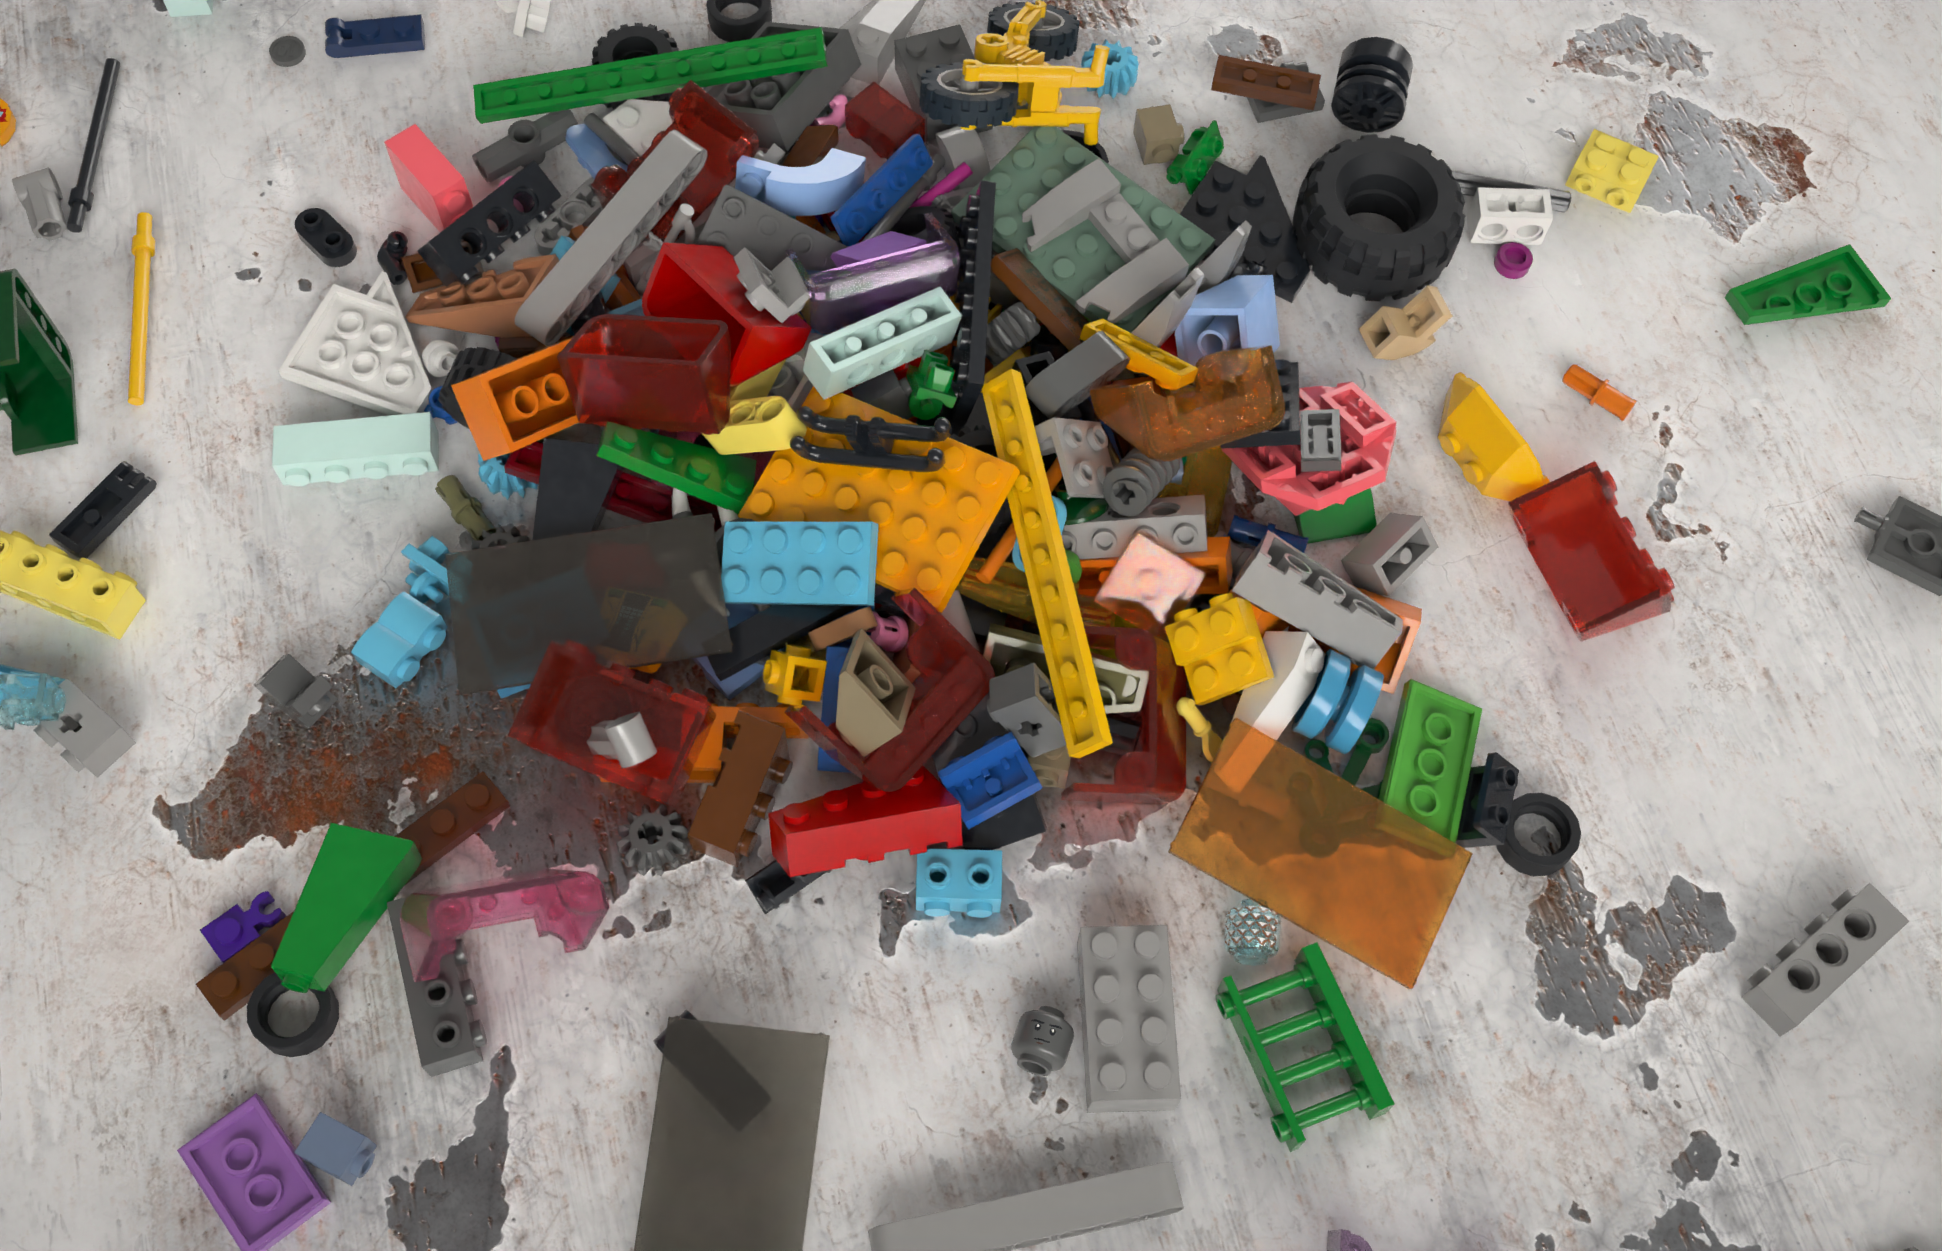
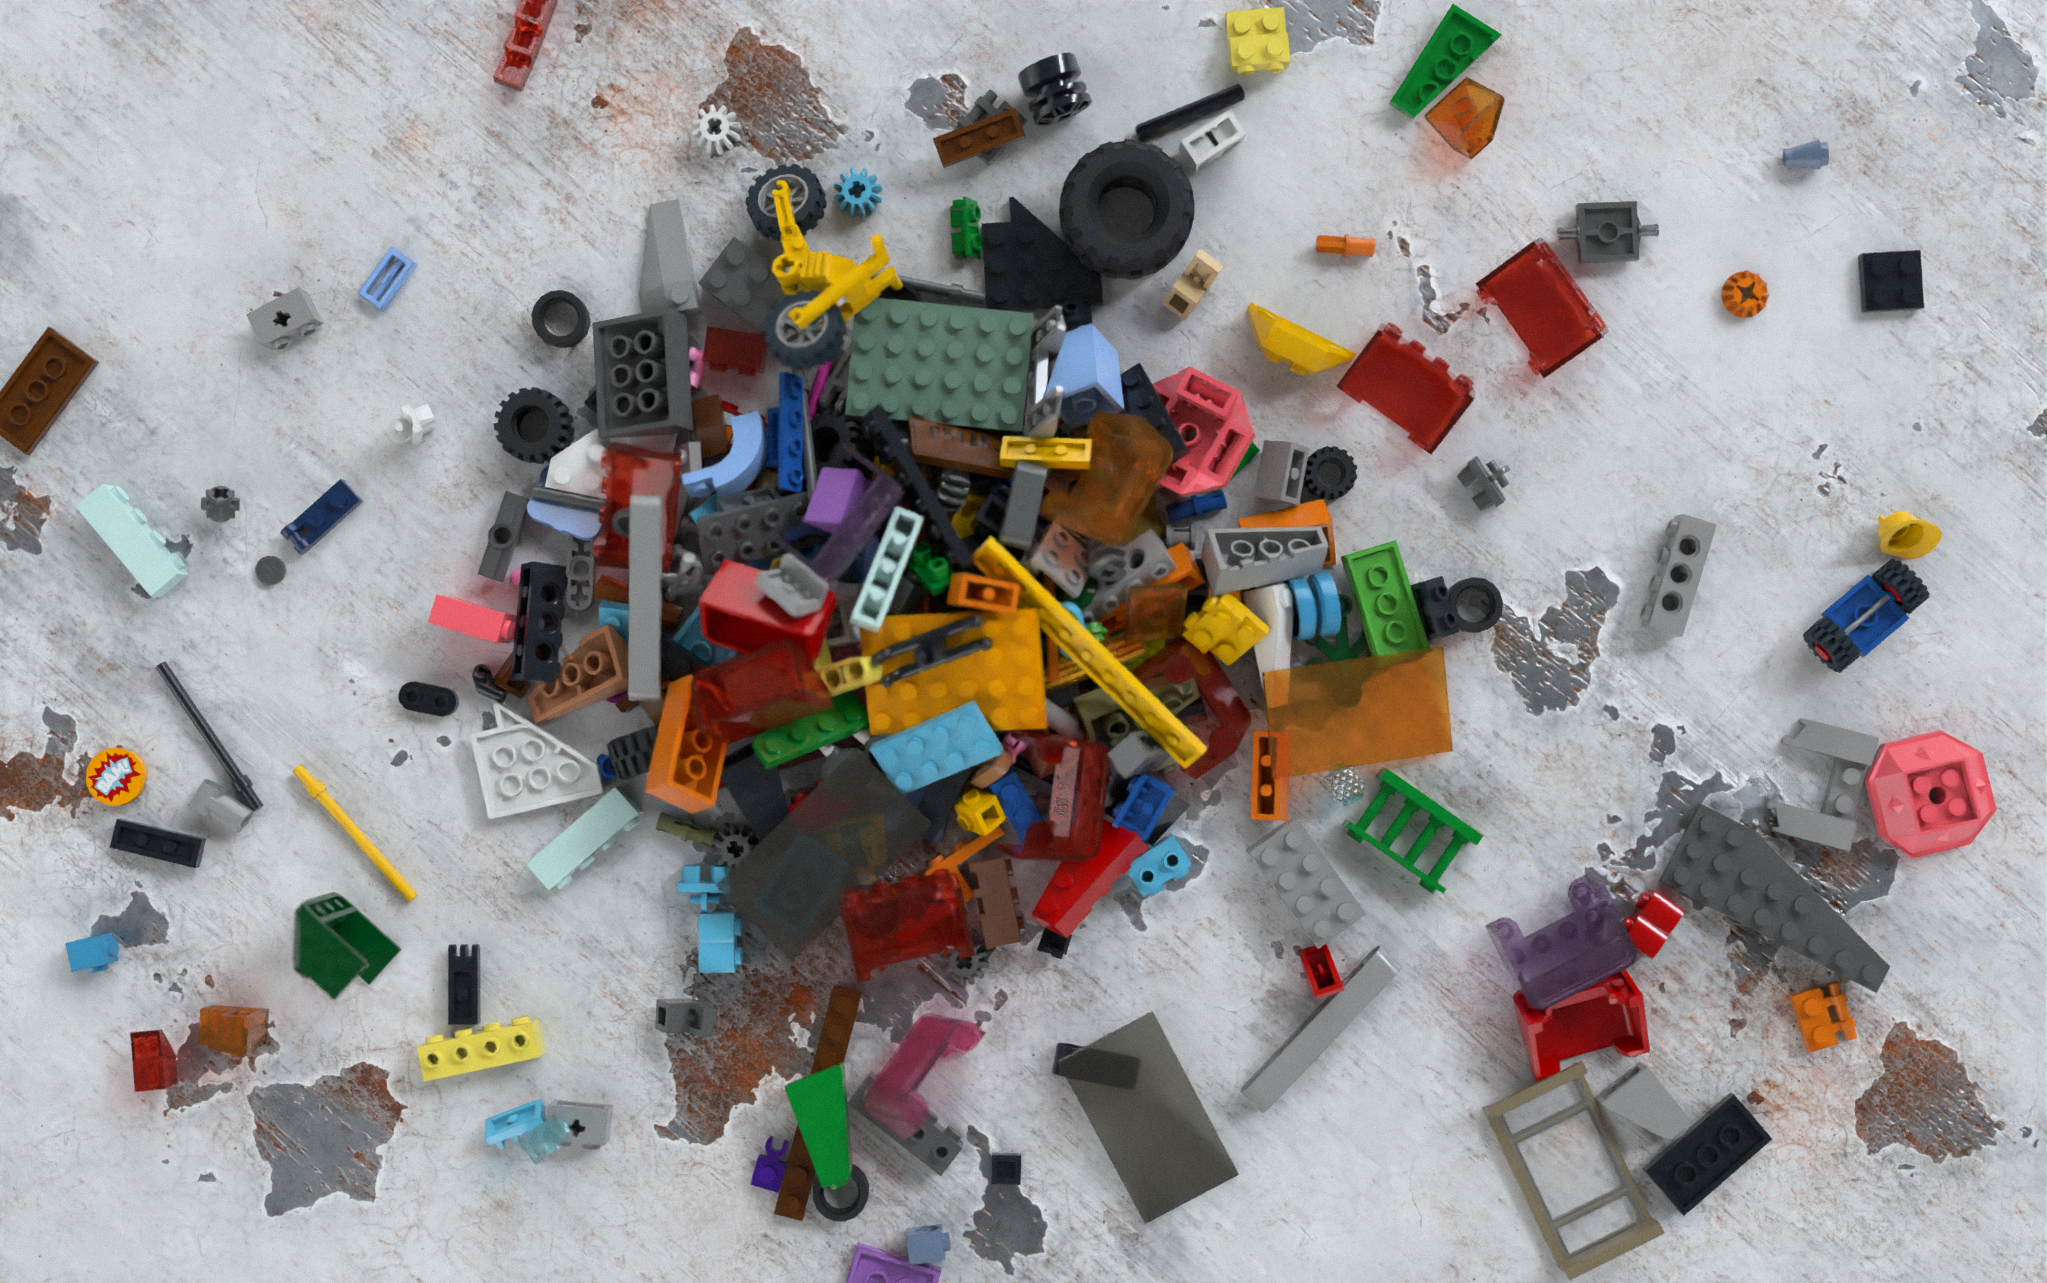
camera: 35 degrees left, 25 degrees up
(439, 357) = (582, 737): white plate -> none
(507, 1128) = (1006, 1168): none -> black tile
(622, 740) = (919, 933): light grey piece -> none
(650, 75) = (561, 441): green plate -> none
(871, 696) = (1047, 810): dark tan slope -> none
(971, 416) = (983, 593): none -> orange slope
(1042, 1041) = (1266, 927): dark grey head -> none
(1074, 1144) = (1320, 971): none -> red slope
(1094, 195) = (941, 343): light grey wedge -> none
(1153, 876) = (1268, 795): none -> orange brick
(1157, 134) = (929, 229): dark tan brick -> none
(1201, 728) = (1249, 675): light yellow piece -> none
(1320, 440) = (1198, 435): plate -> none
(1454, 576) = (1346, 466): none -> black tyre
(1513, 260) = (1231, 168): magenta tile -> none
(1628, 727) = (1477, 472): none -> dark grey hips
(1800, 567) = (1543, 306): none -> clear red windscreen
(1809, 352) = (1467, 117): none -> clear orange slope

